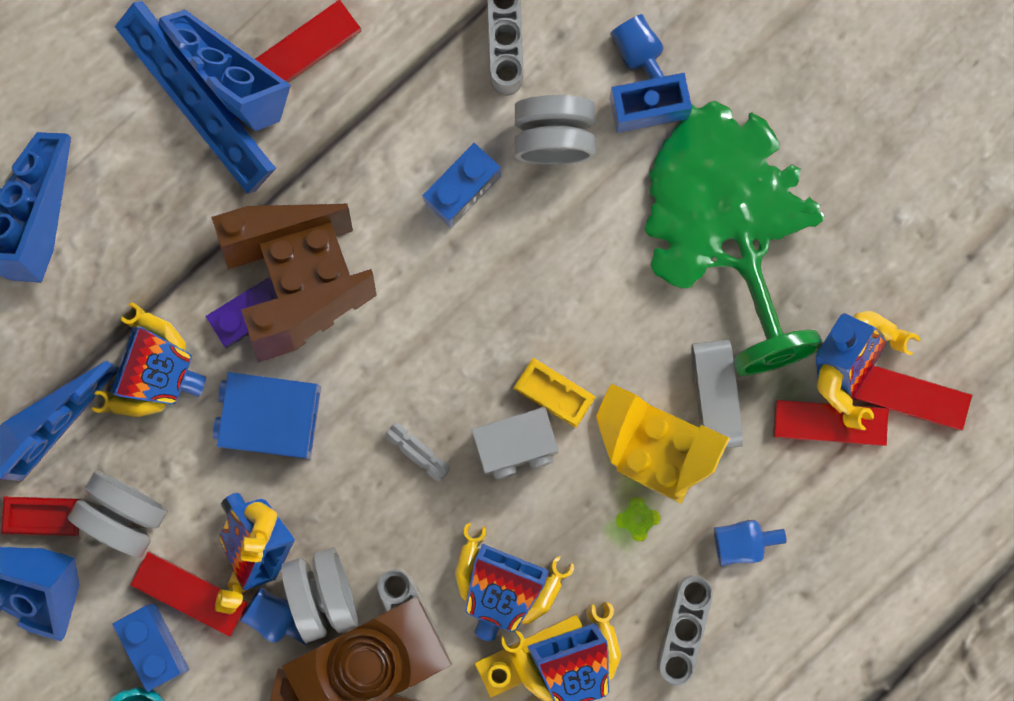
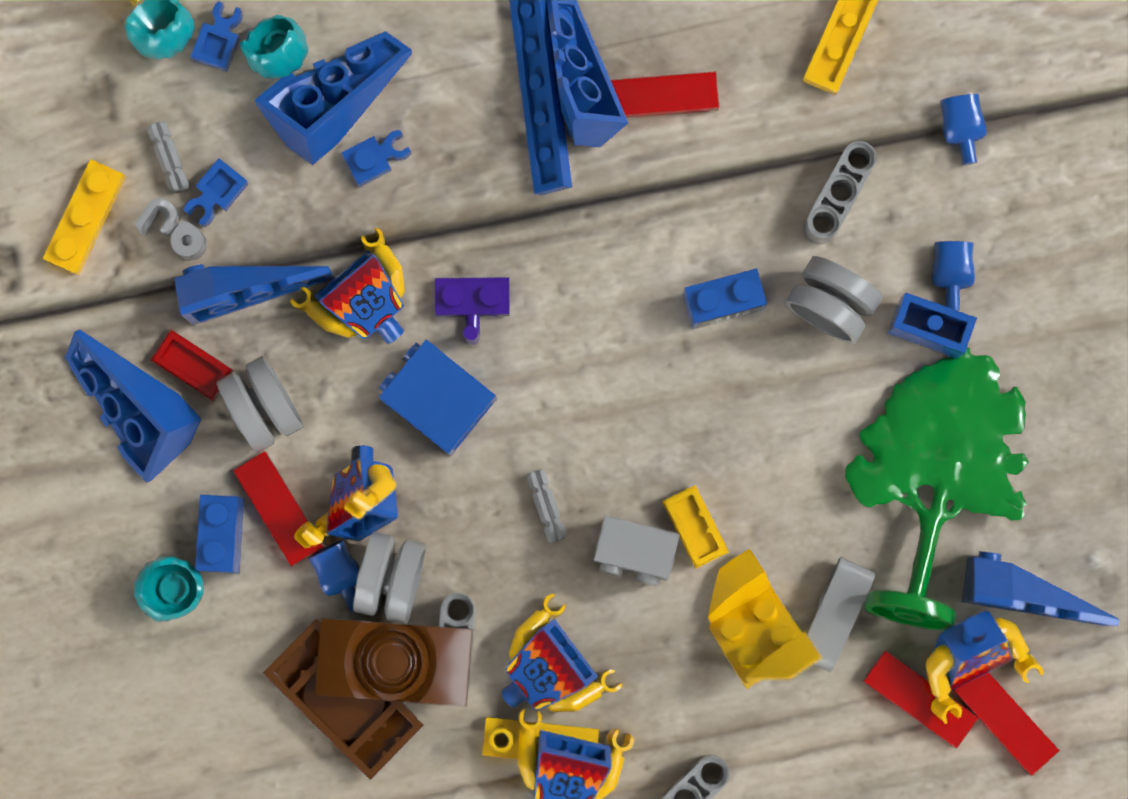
camera: 30 degrees right, 0 degrees up
(89, 248) = (370, 160): none -> blue plate
(303, 268) = (544, 285): reddish brown wedge -> none
(648, 516) = (711, 684): clear neon green plate -> none
(744, 542) = (782, 756): blue piece -> none
(852, 282) = (1011, 588): none -> blue wedge

